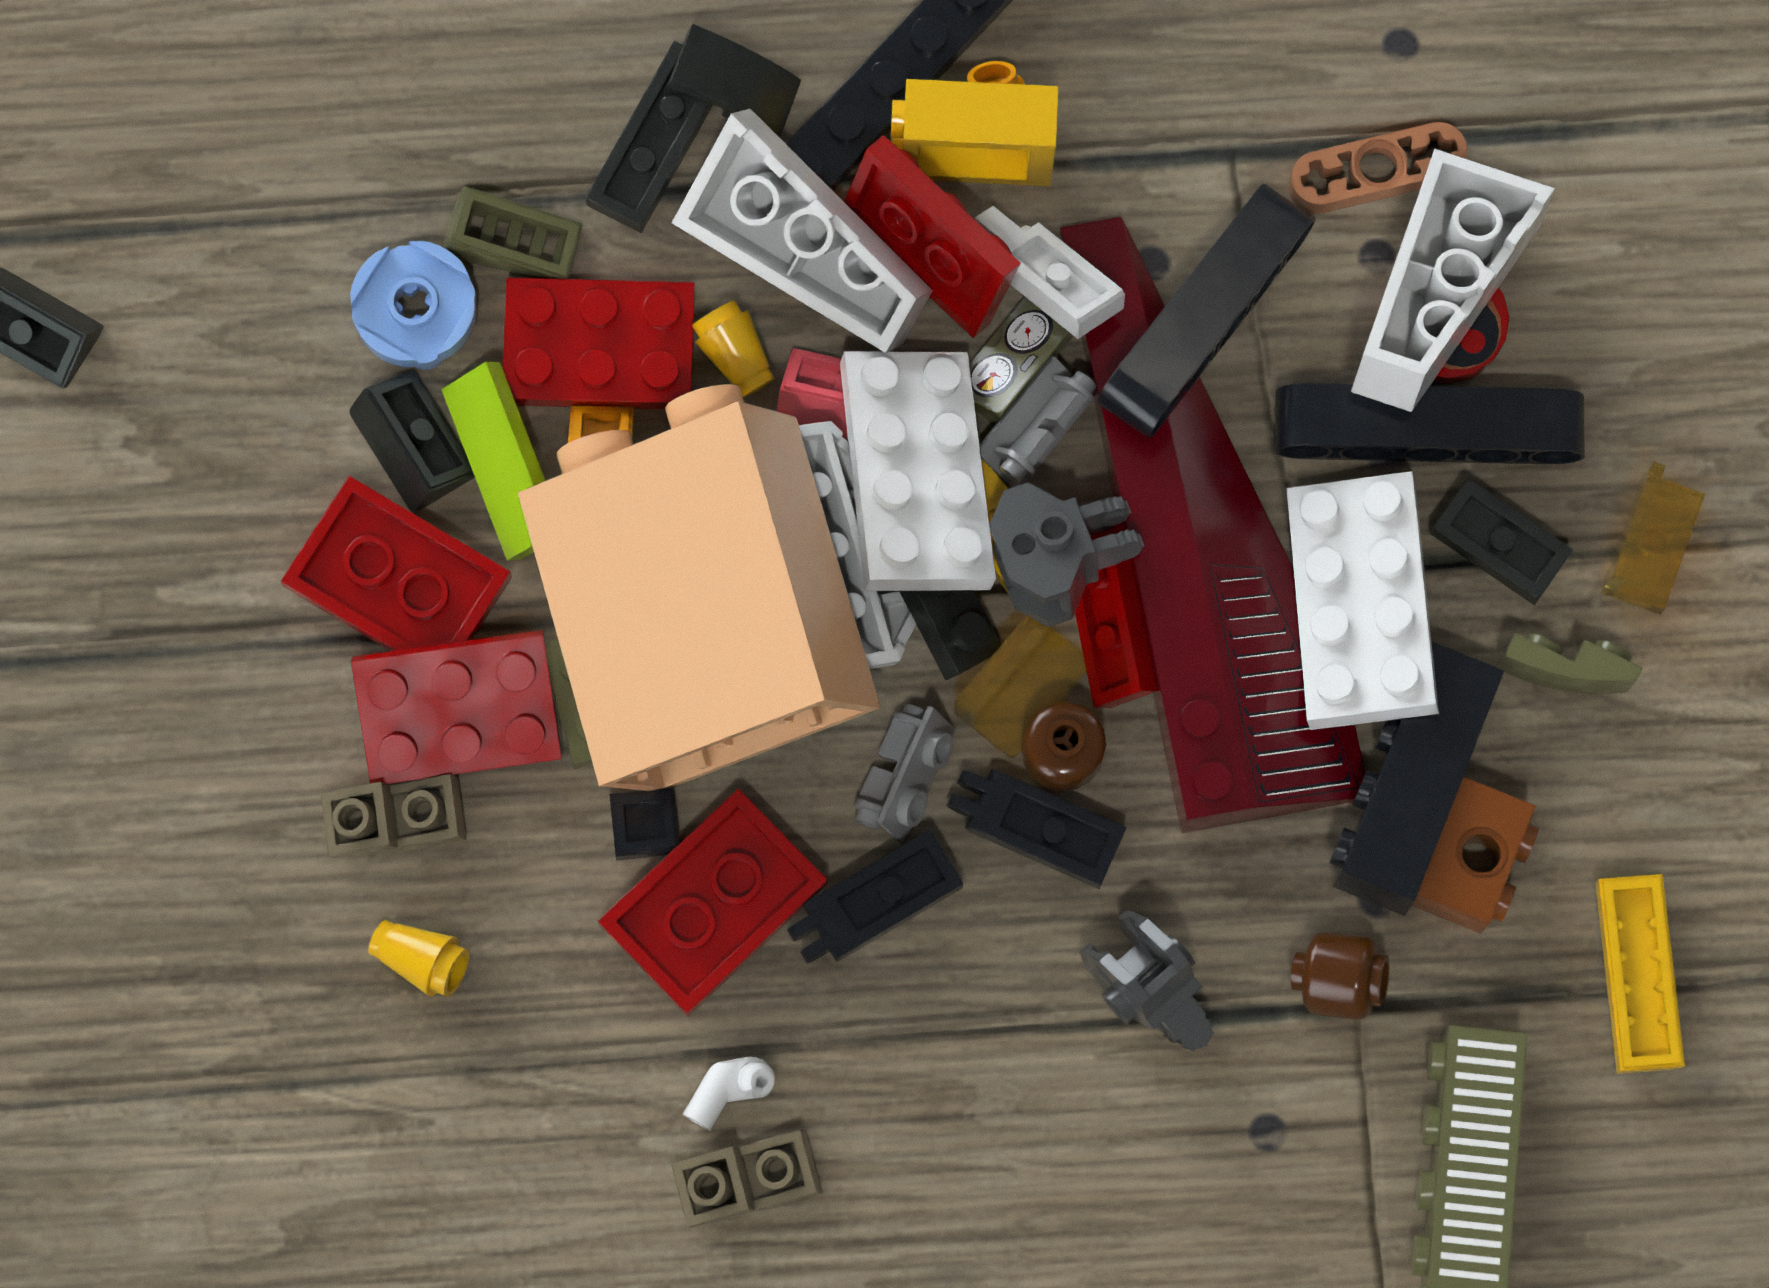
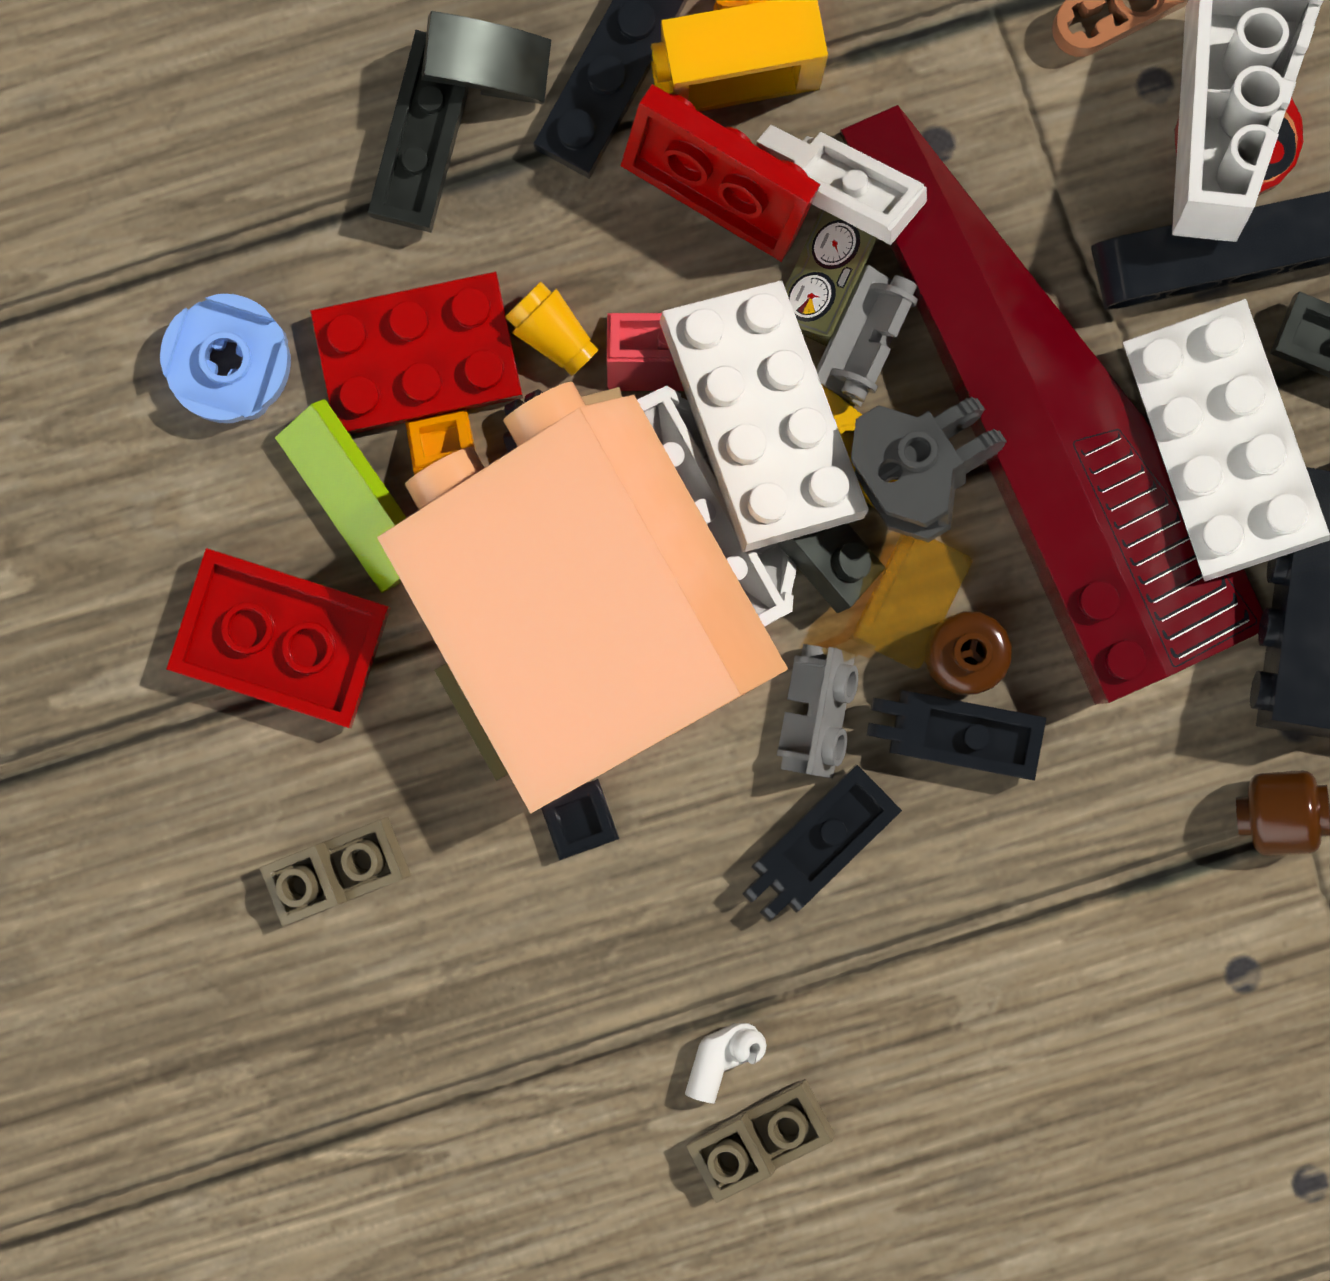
camera: 15 degrees left, 10 degrees up
(411, 440) = (258, 493): pearl dark grey slope -> none
(421, 956) = (396, 1003): yellow cone -> none
(456, 707) = (369, 754): red plate -> none
(517, 215) = (304, 290): olive slope -> none
(713, 902) = (664, 884): red plate -> none
(796, 233) = (587, 202): white wedge -> none
(1114, 636) = (991, 530): red plate -> none
(1152, 983) = (1108, 867): dark grey hinge -> none
(1206, 311) = (1009, 185): black beam -> none

